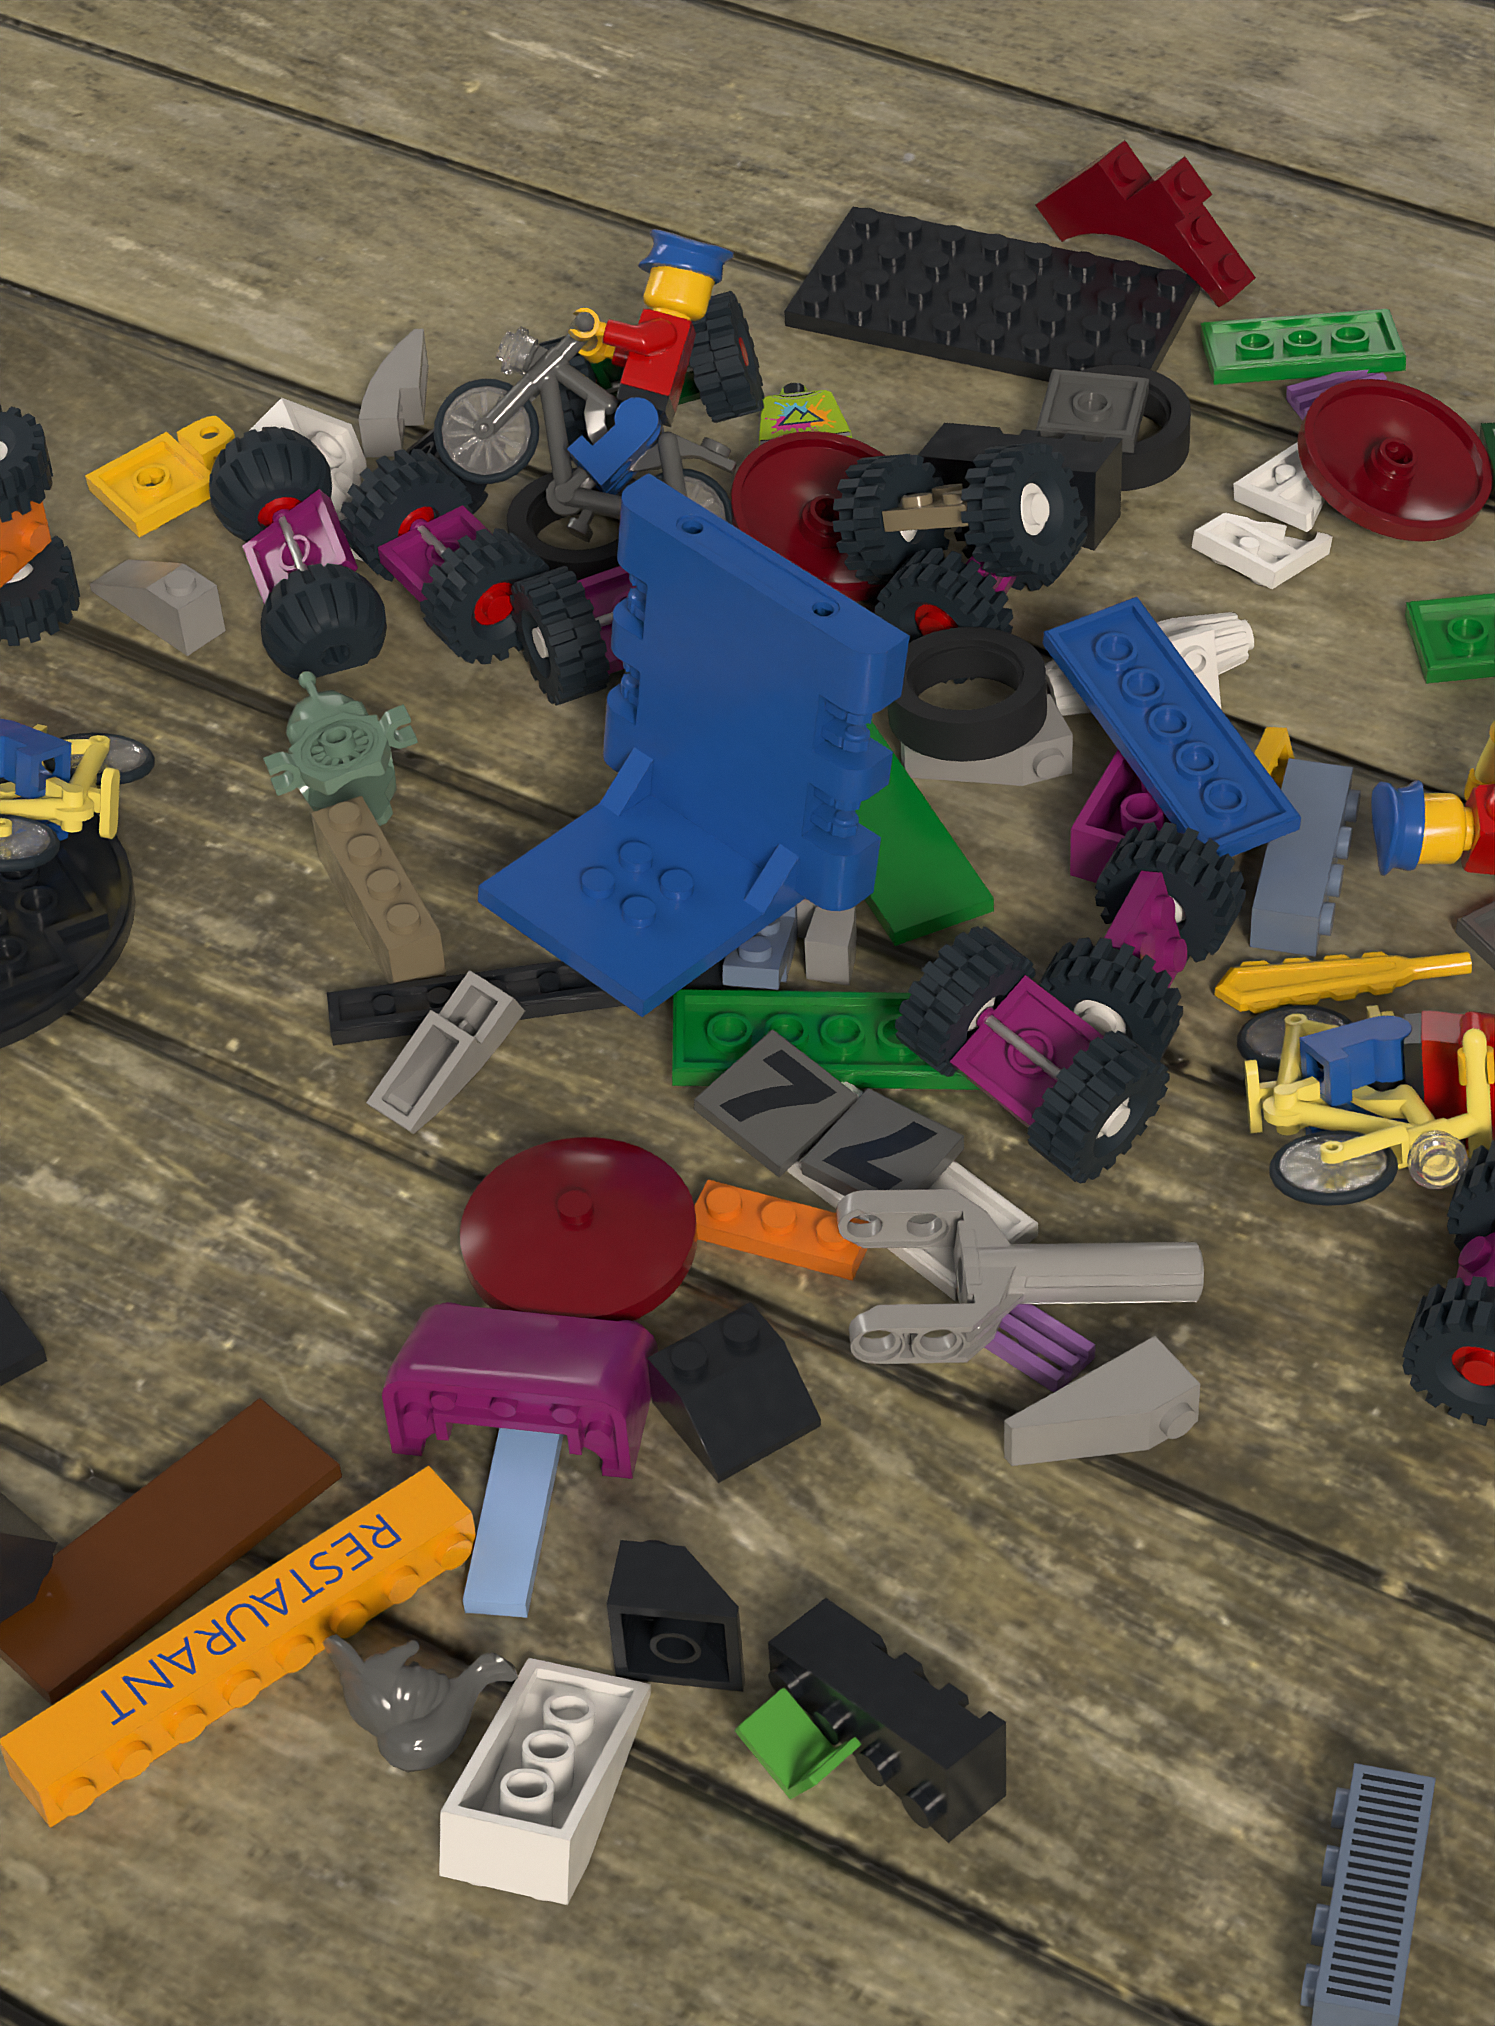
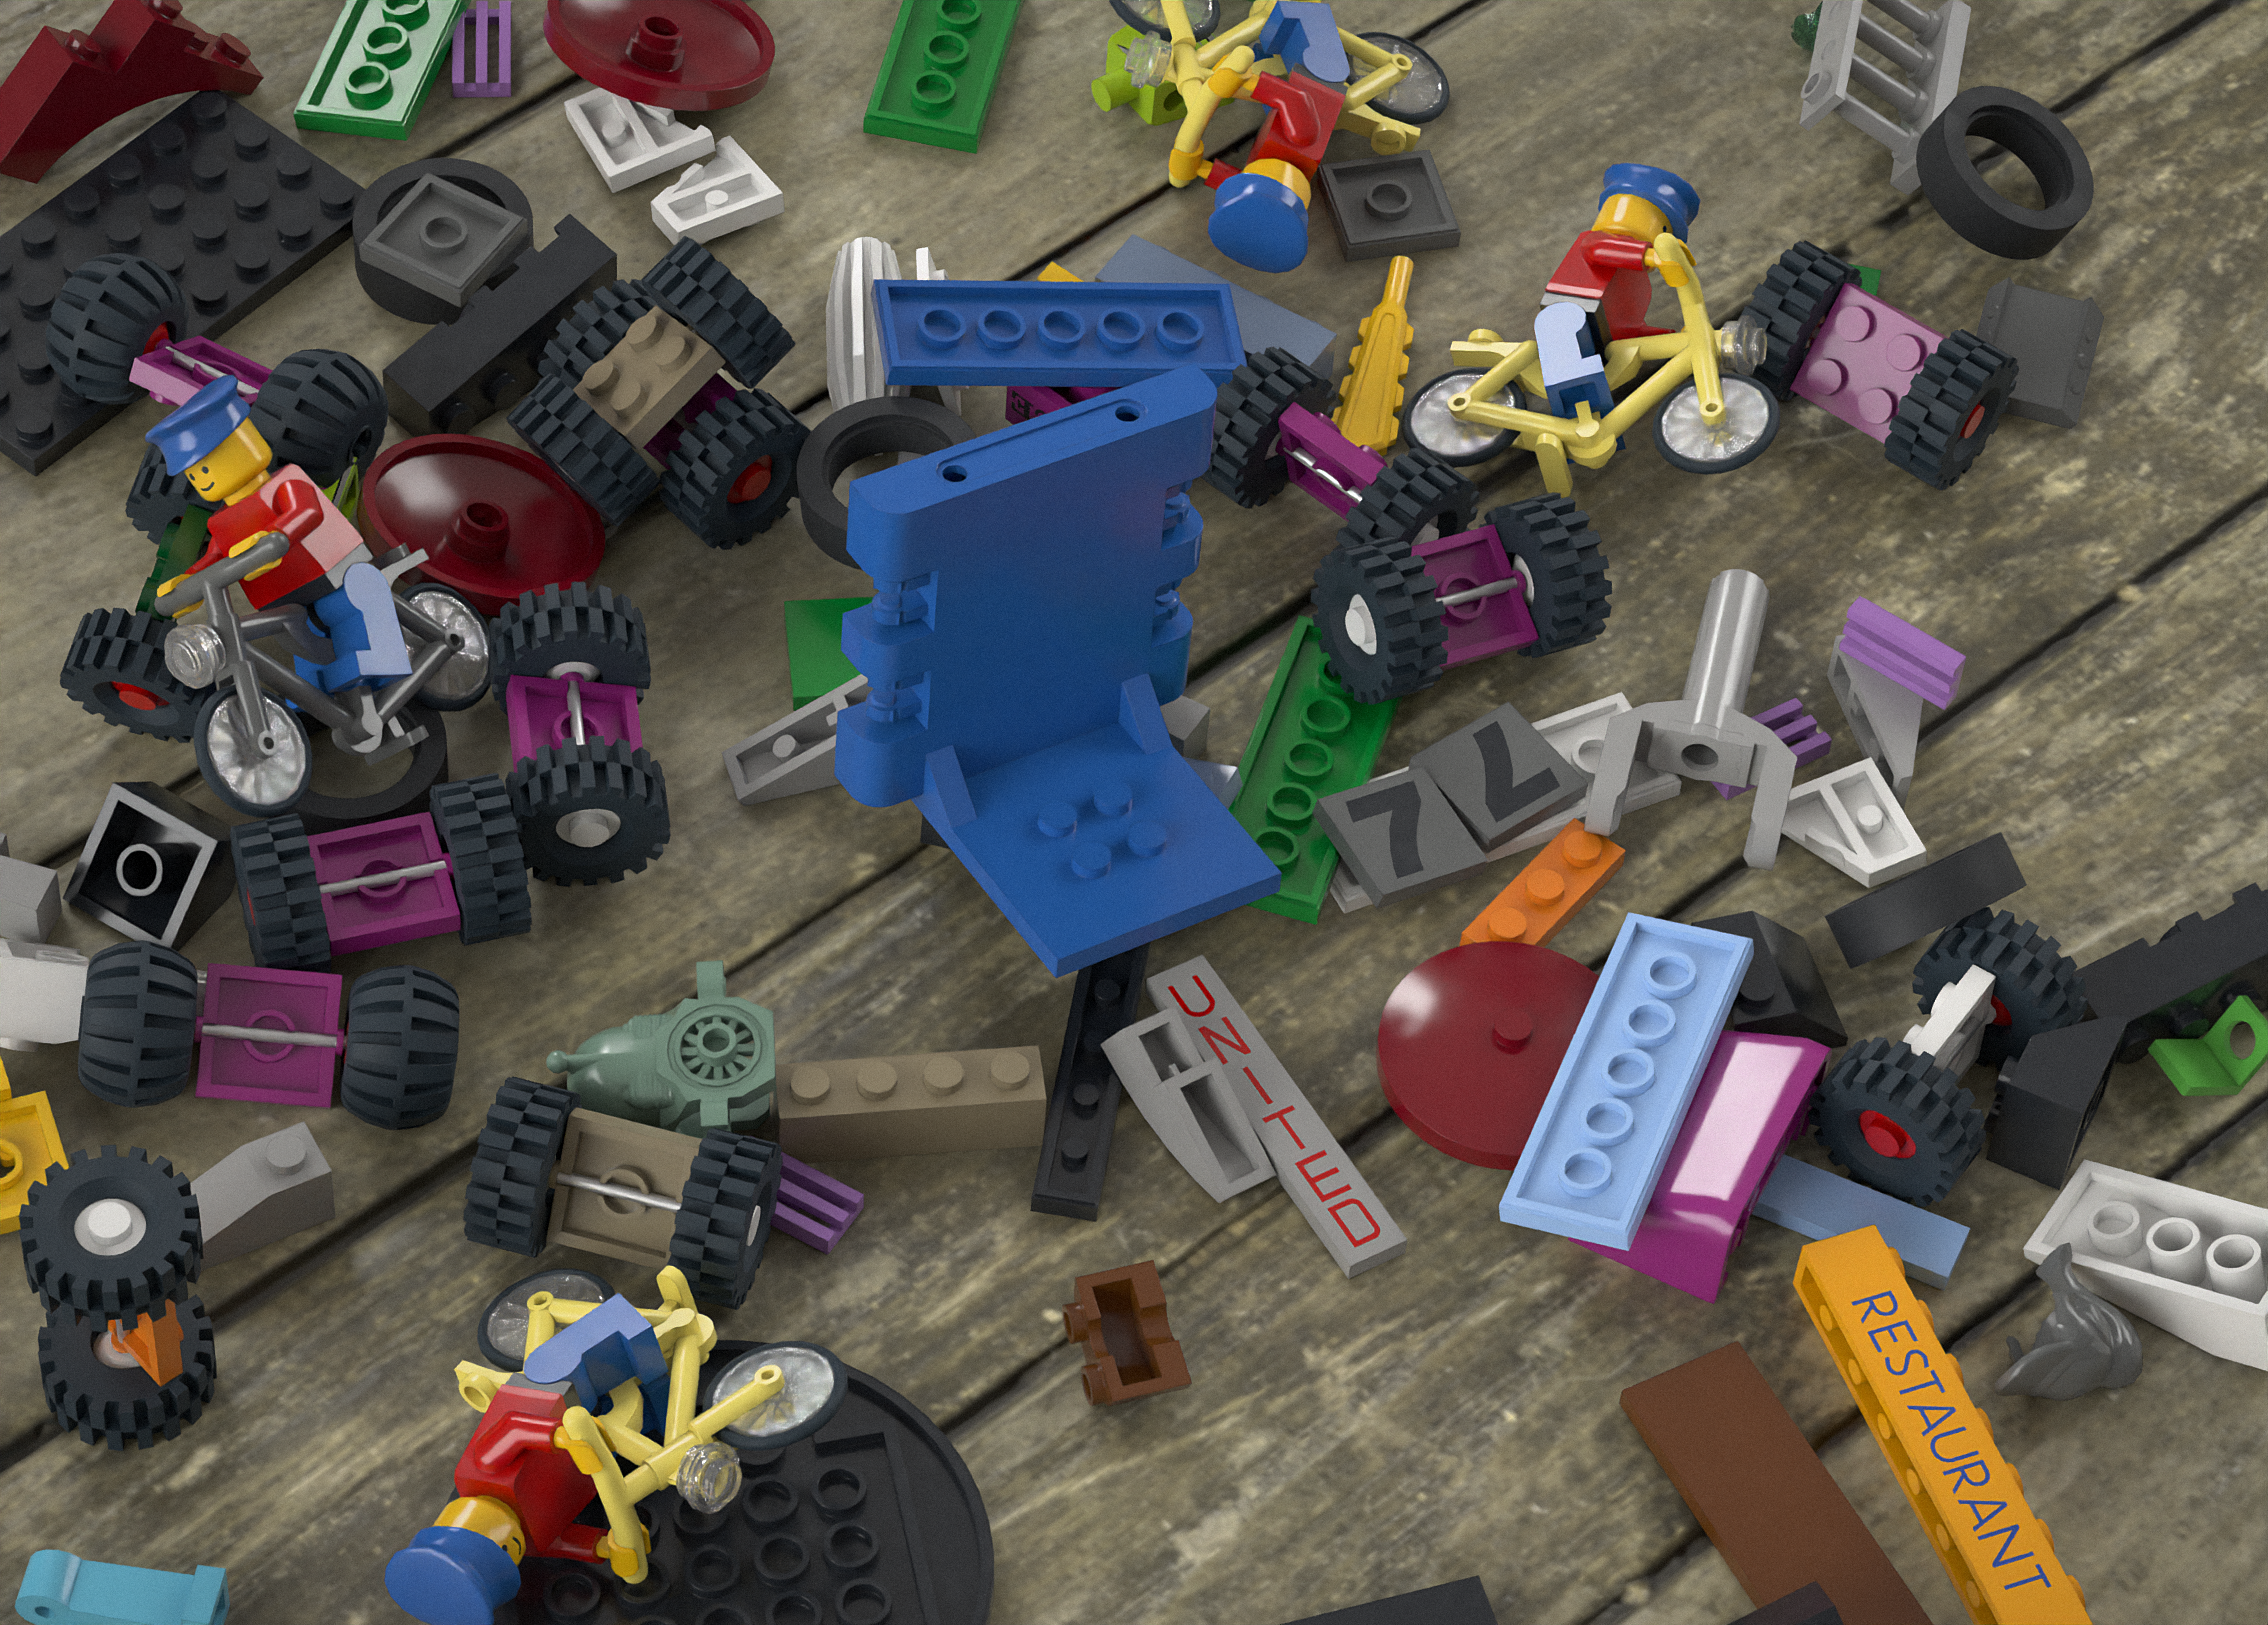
camera: 80 degrees left, 5 degrees up
(202, 1079) = (1124, 1336): none -> reddish brown cylinder
(209, 800) = (622, 1190): none -> black plate
(265, 860) = (818, 1195): none -> medium lavender tile
(469, 1118) = (1292, 1134): none -> light grey tile
(543, 1289) = (1627, 1081): none -> light blue tile
(744, 1527) = (1898, 1108): none -> black plate
(837, 1452) = (1925, 900): none -> black tyre
(891, 303) = (122, 338): none -> black plate
(960, 1420) = (1854, 824): none -> white wing
(1135, 1371) = (1902, 652): none -> medium lavender tile

